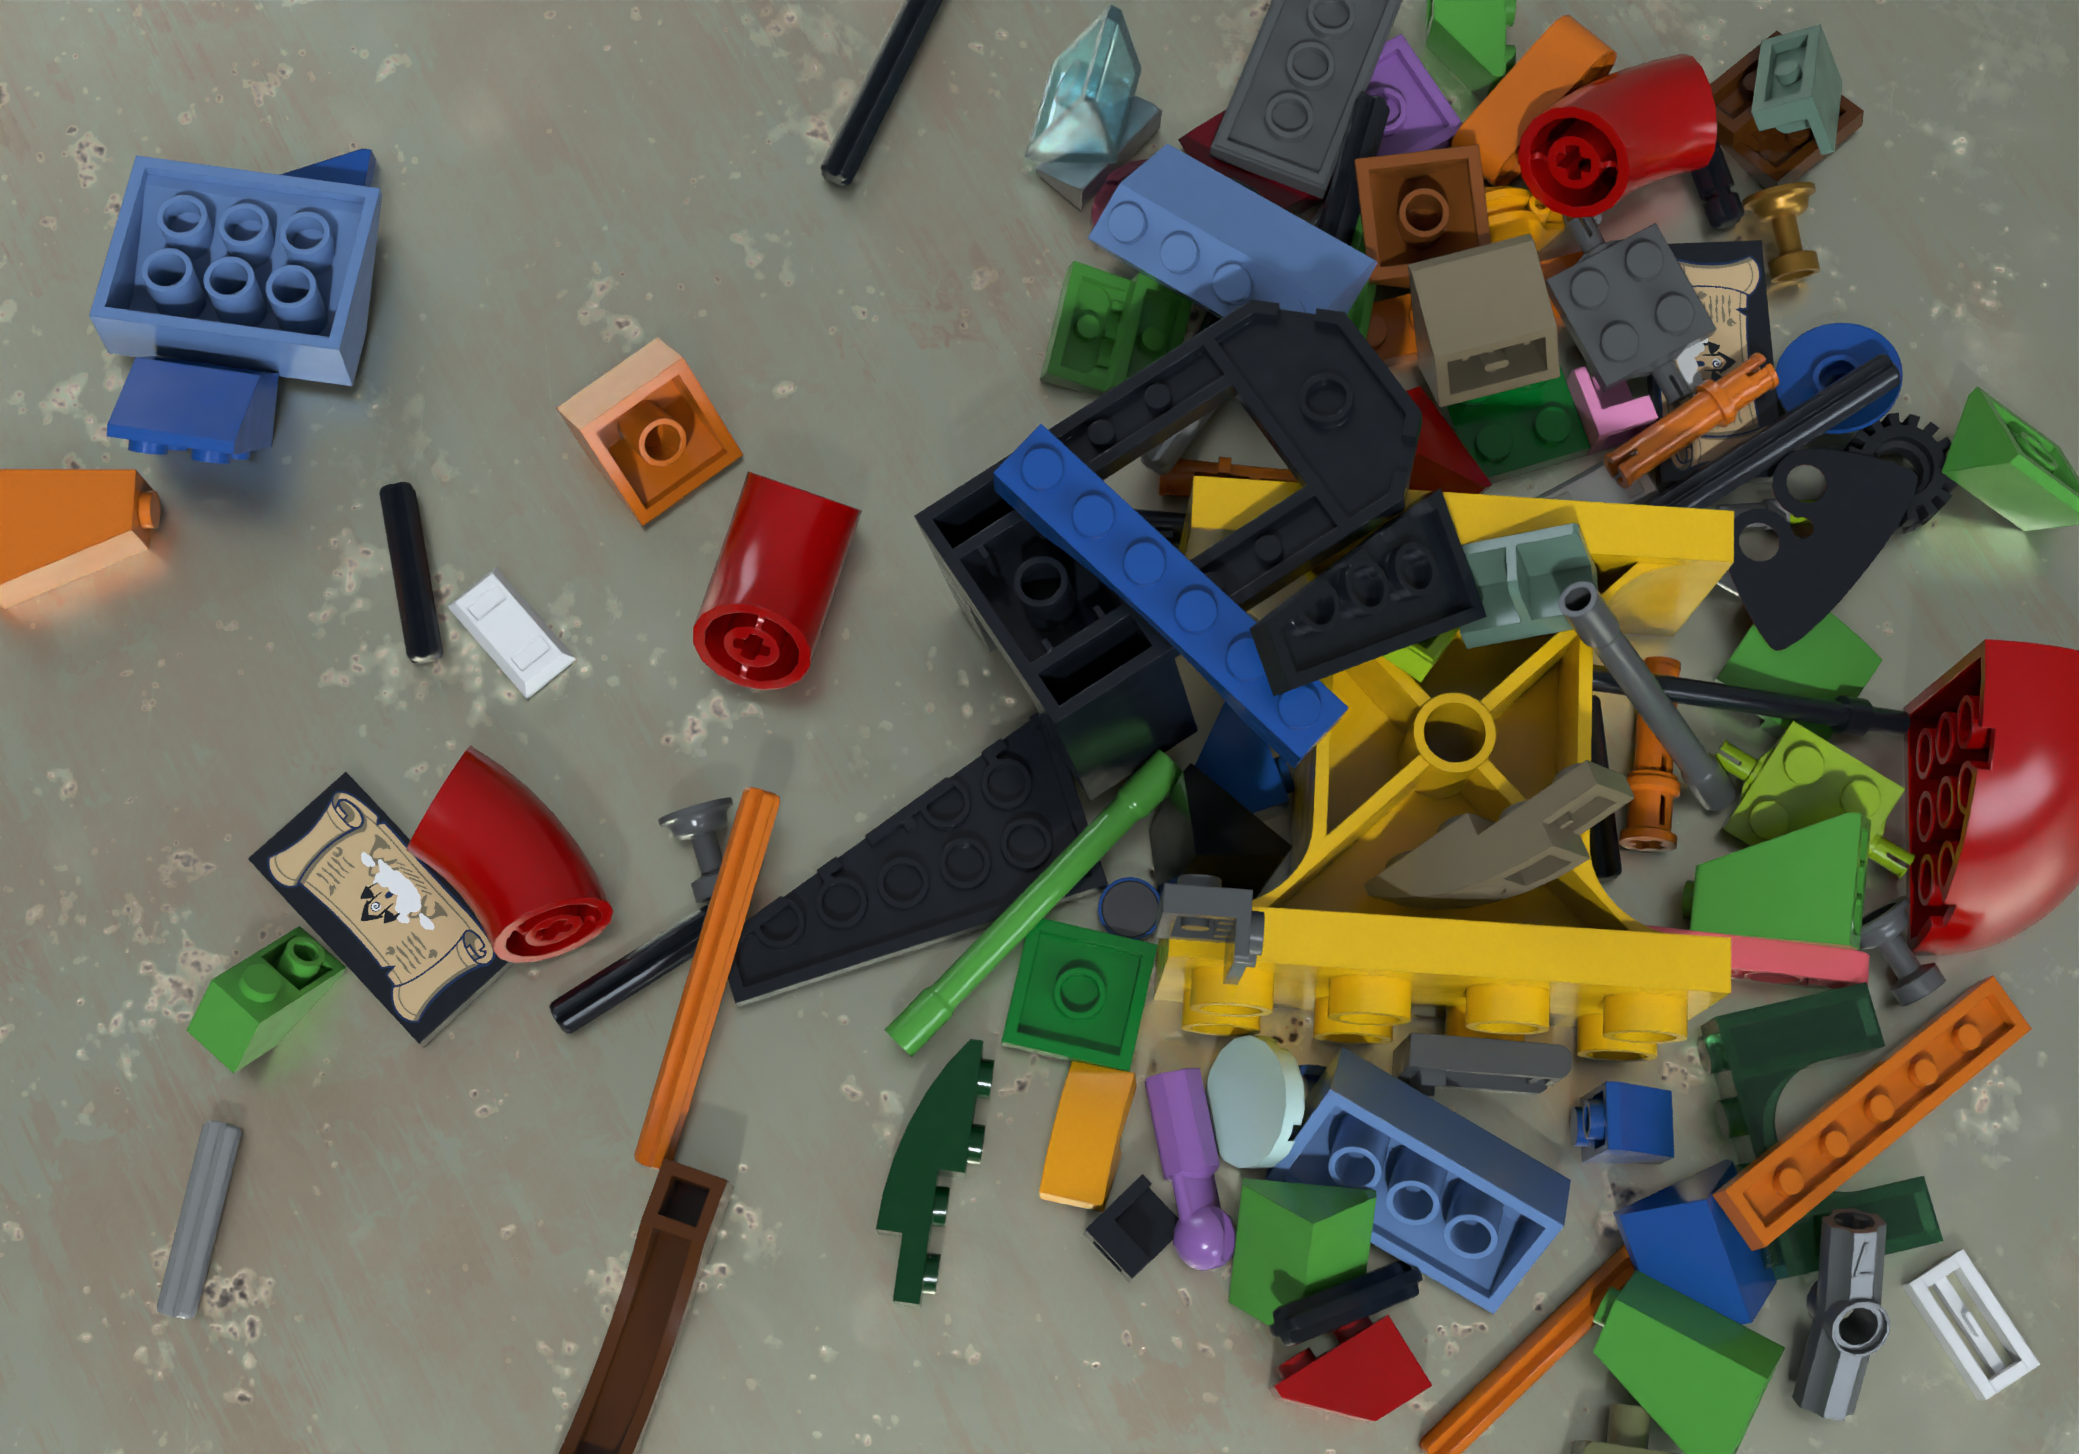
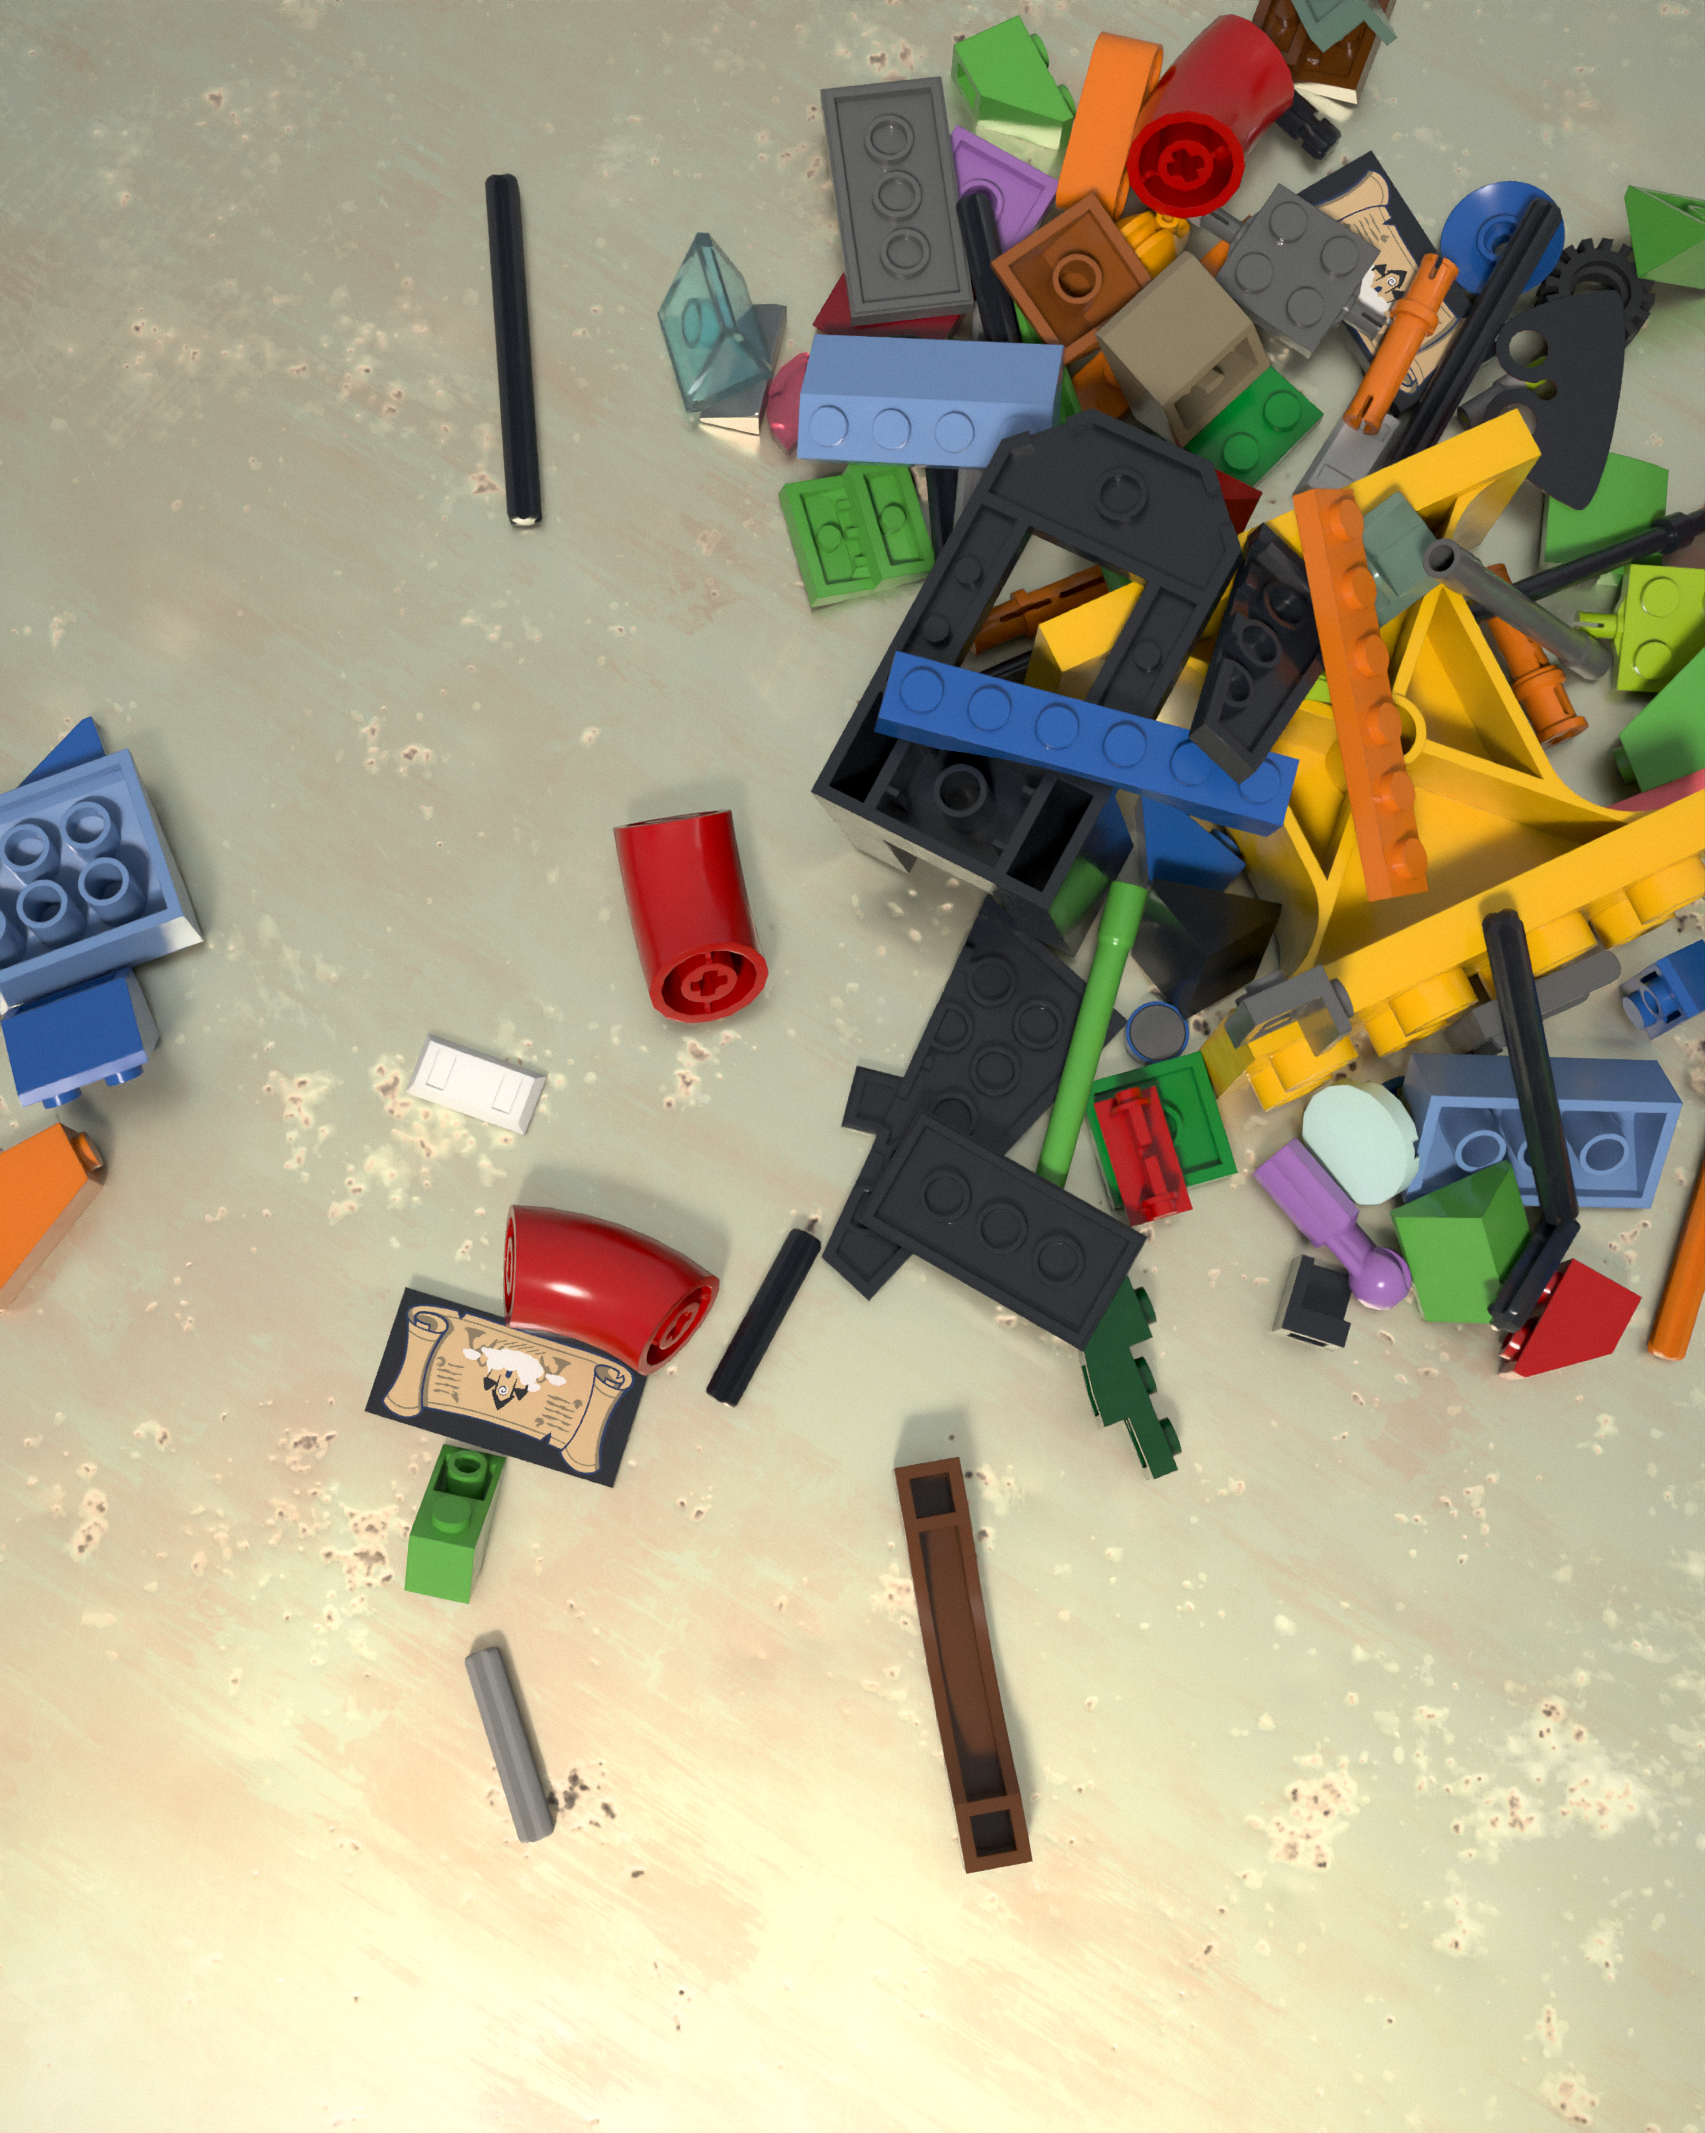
camera: 30 degrees left, 5 degrees up
(411, 573) = (356, 1079): black axle -> none
(650, 430) = (496, 836): orange slope -> none
(699, 825) = (749, 1165): dark grey piece -> none
(707, 977) = (833, 1292): orange axle -> none
(840, 829) = (869, 1100): none -> black tile
(885, 1004) = (1002, 1229): none -> black tile
(1049, 1007) = (1142, 1156): none -> red hinge
(1087, 1136) = (1233, 1248): light orange slope -> none
(1428, 1107) = (1530, 1064): none -> black axle
(1442, 684) = (1361, 693): none -> orange plate
(1490, 861) = (1508, 794): dark tan slope -> none
(1611, 415) = (1326, 375): bright pink panel -> none
(1781, 207) = (1372, 114): pearl gold piece -> none

